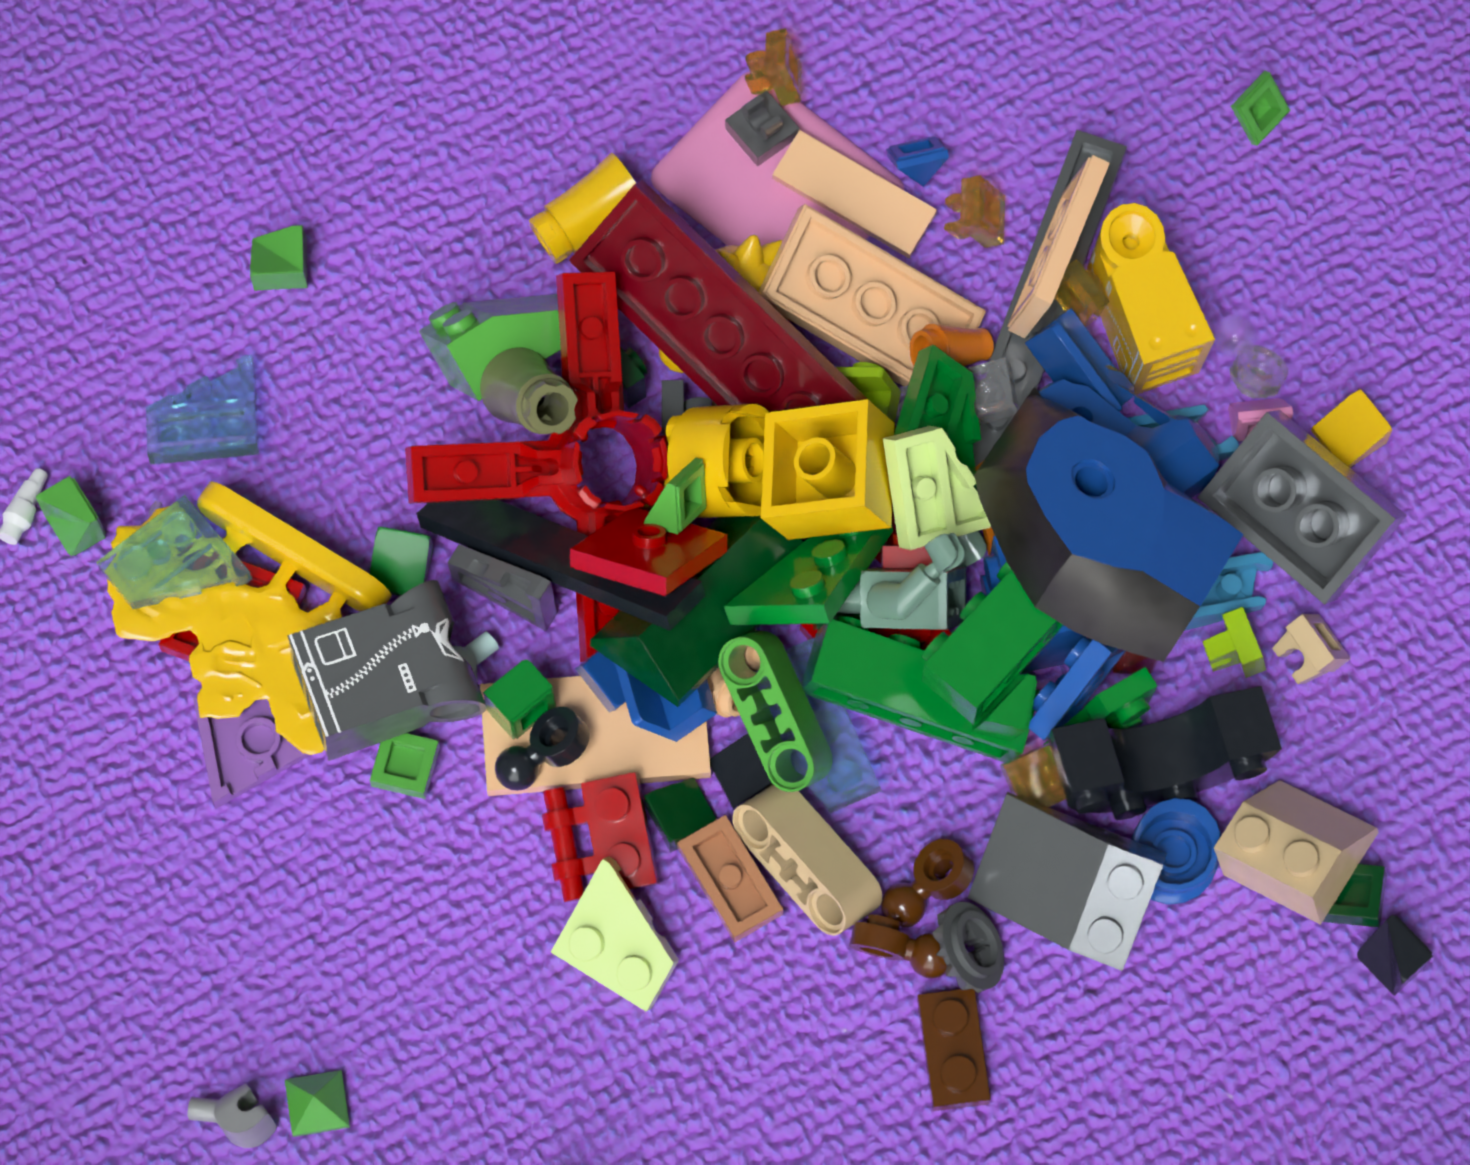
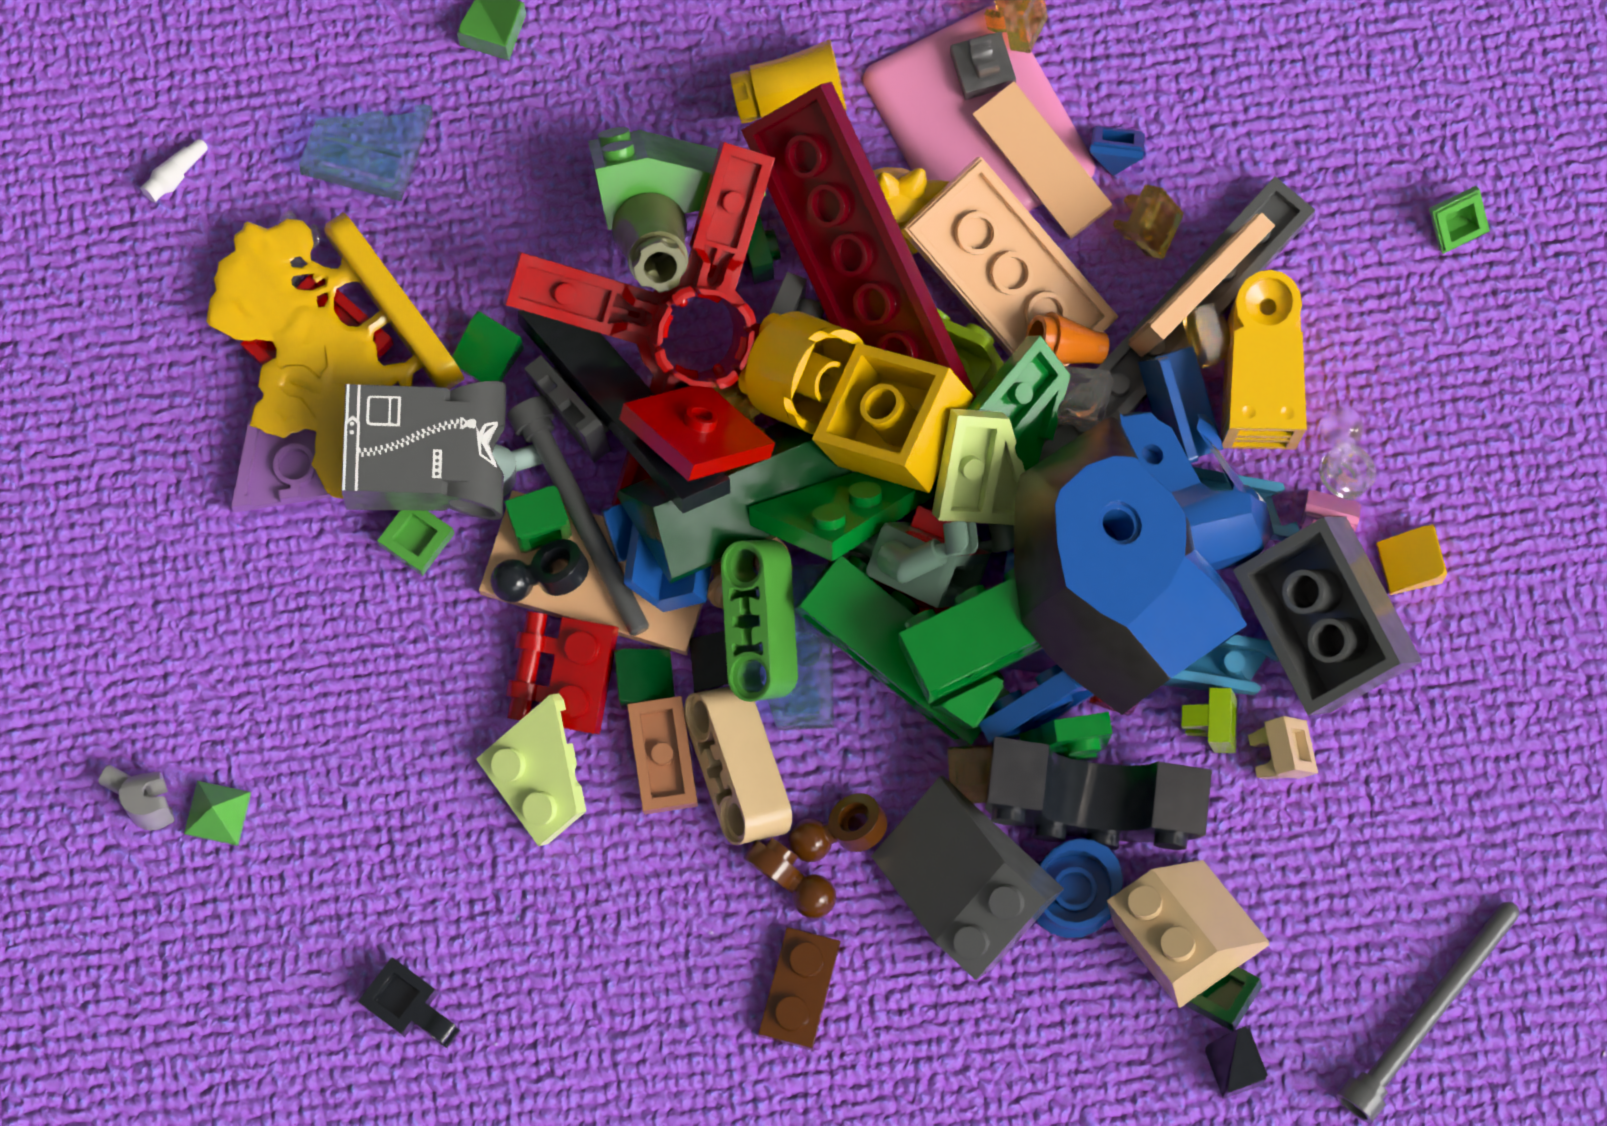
camera: 25 degrees right, 5 degrees up
(71, 516) = (212, 195): bright green slope -> none
(171, 558) = (280, 270): clear light blue wing -> none
(476, 612) = (534, 422): none -> dark grey piece
(681, 499) = (744, 395): bright green slope -> none
(969, 925) = (863, 885): dark grey gear -> none

